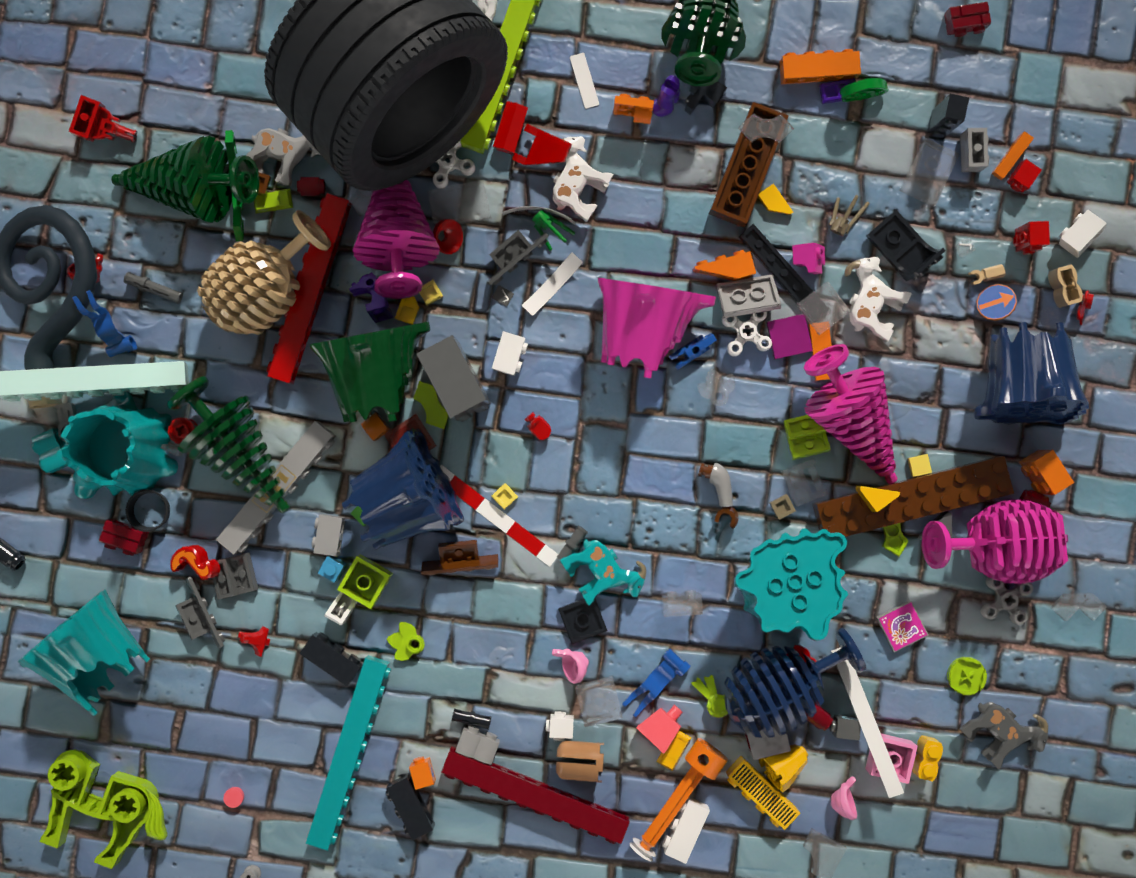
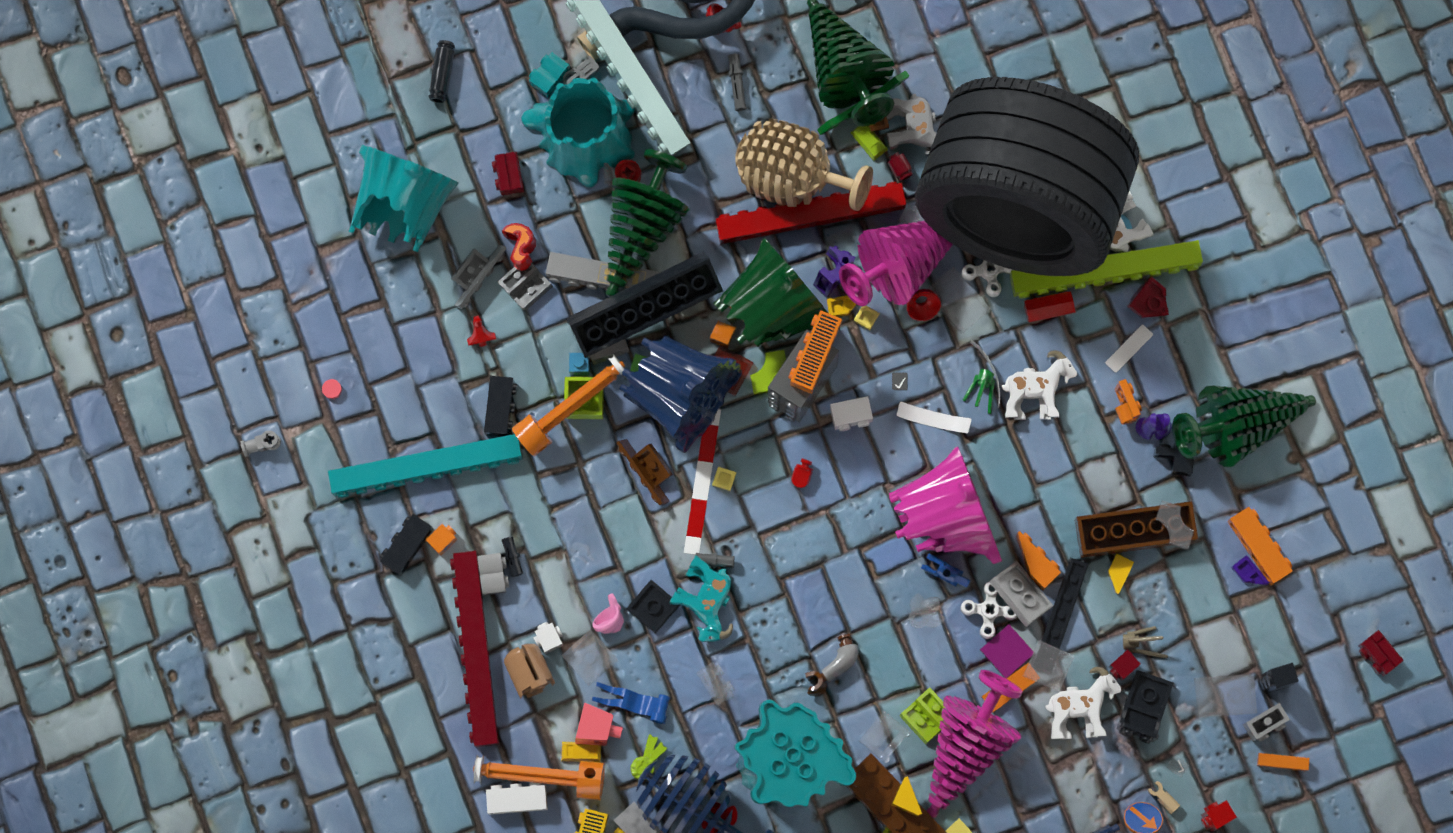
camera: 65 degrees right, 10 degrees down
(105, 328) = (679, 64): blue flag -> none
(126, 802) = (281, 298): lime animal -> none
(130, 511) = (541, 164): black tyre -> none
(310, 485) = (644, 304): none -> black brick
(341, 609) = (549, 391): white slope -> none
(373, 645) = (534, 433): none -> orange piece
(403, 641) = (549, 460): lime plate -> none
(442, 357) = (815, 352): none -> orange brick
(511, 252) = (941, 366): dark grey bracket -> none
(545, 148) = (1046, 346): red flag -> none
(552, 37) = (1149, 300): none -> dark red plate
(782, 506) = (851, 728): dark tan plate -> none
(809, 255) = (1087, 629): dark pink brick -> none
(859, 243) = (1124, 665): none -> dark red brick
(864, 89) = (1261, 594): green piece -> none
(1023, 176) = (1269, 781): red brick -> none

